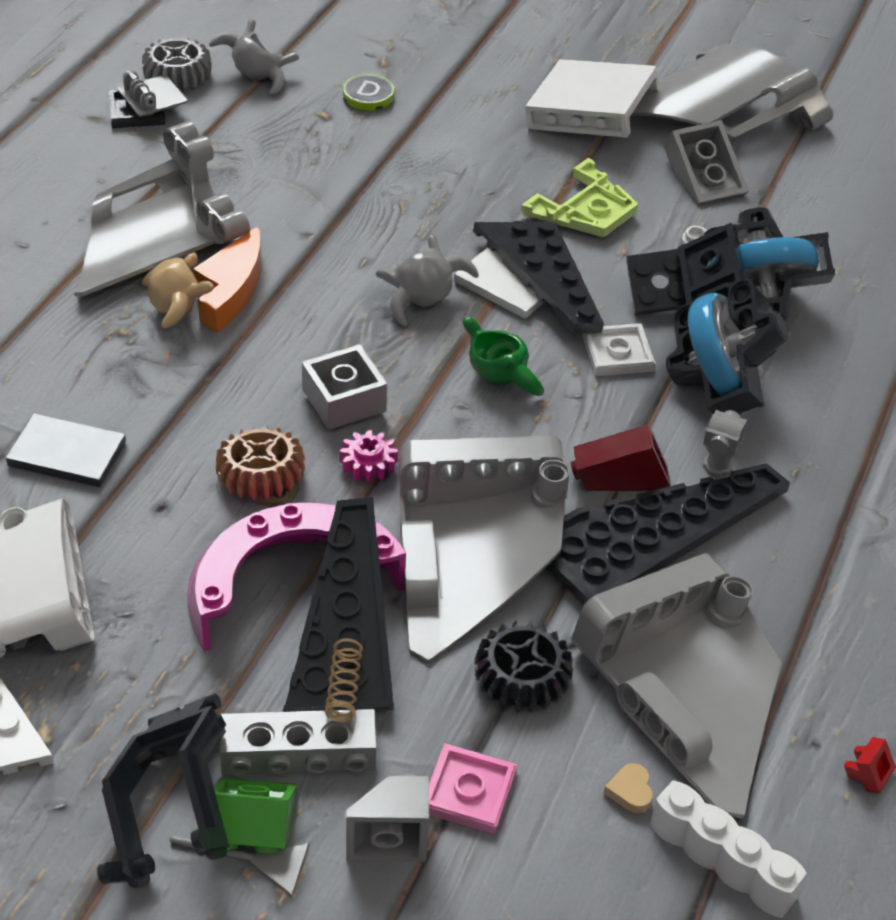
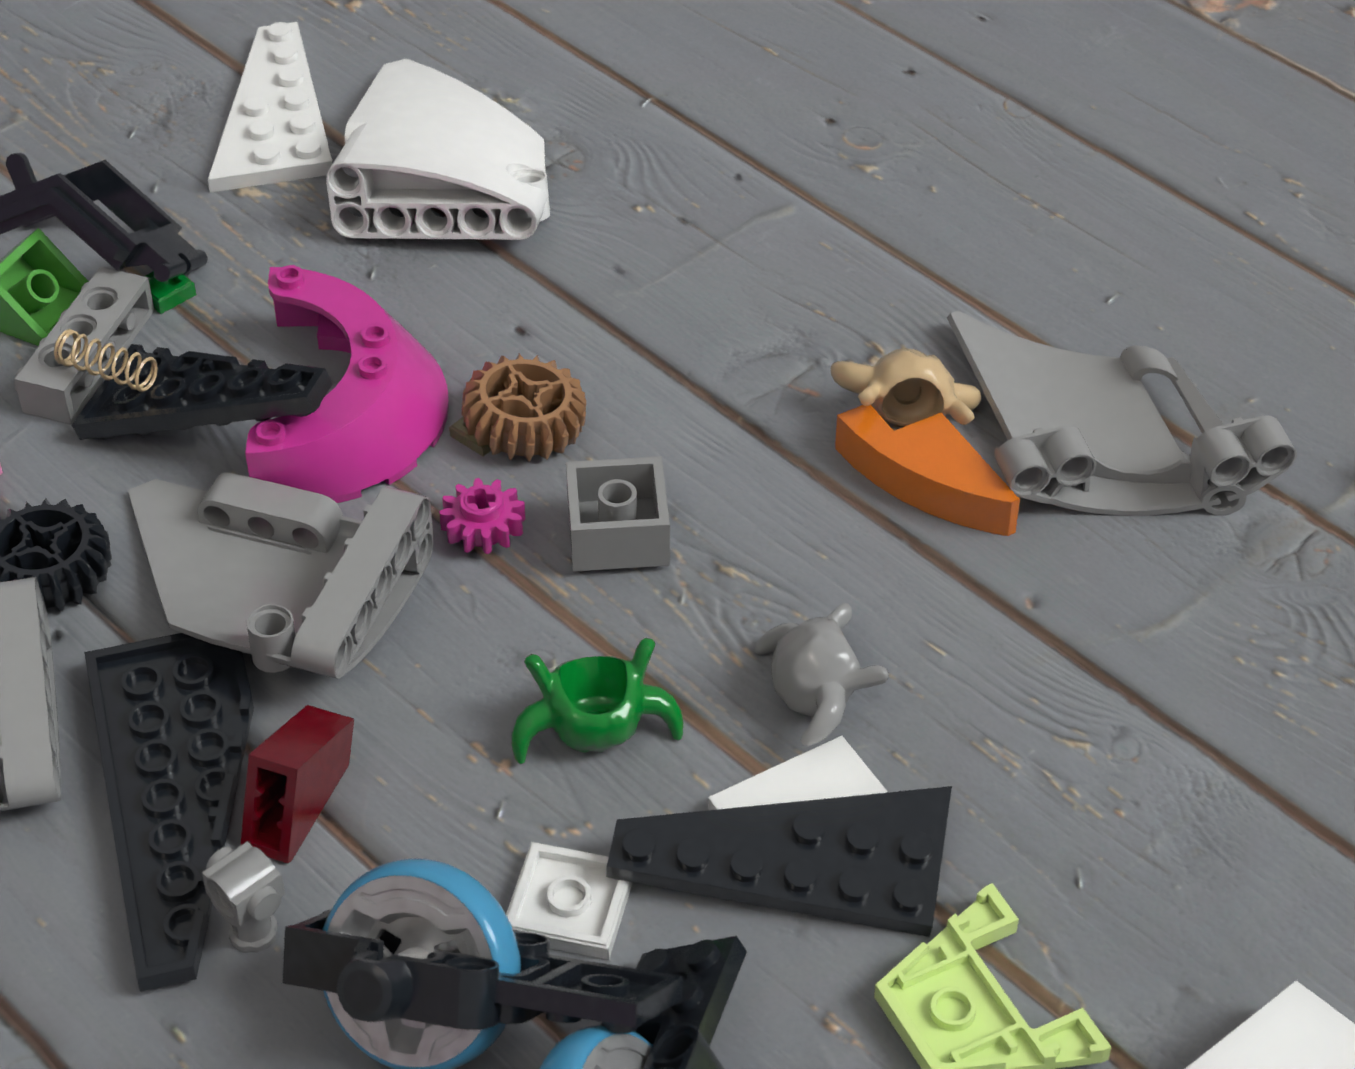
camera: 115 degrees right, 0 degrees up
(66, 450) = (657, 265): tile -> none

